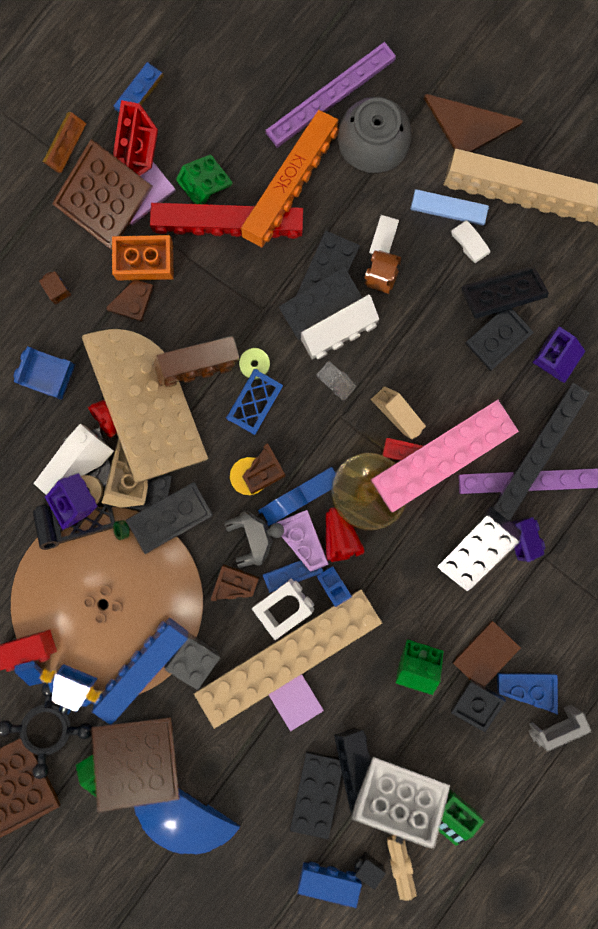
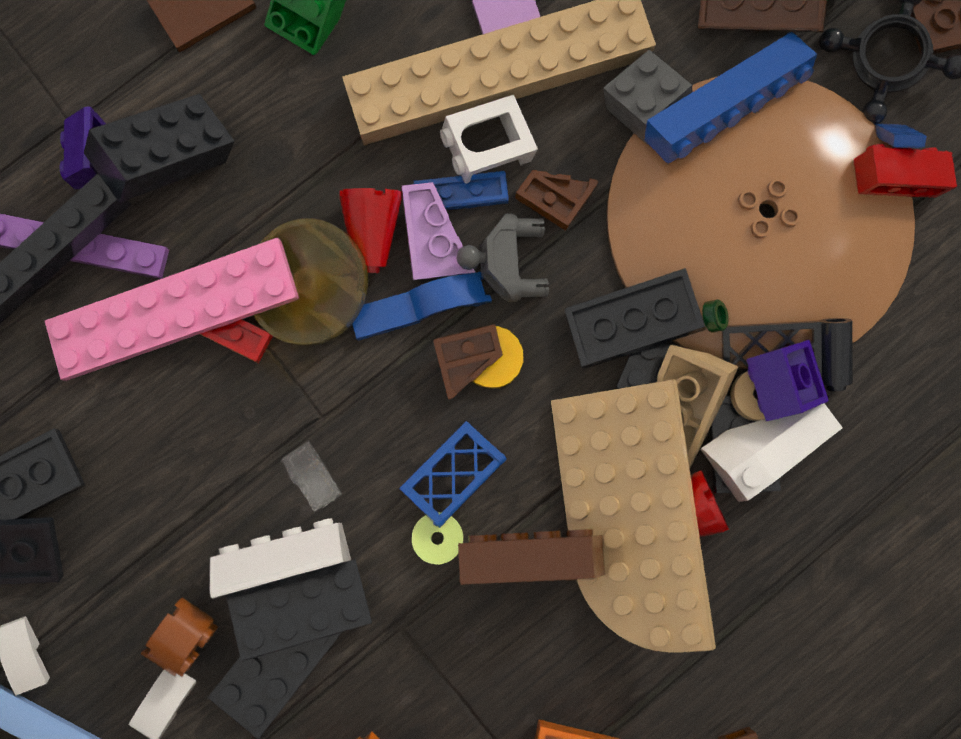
camera: 165 degrees left, 5 degrees down
(43, 373) = (791, 610): blue panel -> none
(70, 688) = (841, 98): torso -> none
(132, 300) = (615, 699): reddish brown wing -> none
(334, 586) = (401, 151): blue slope -> none
(399, 412) = (224, 398): tan slope -> none

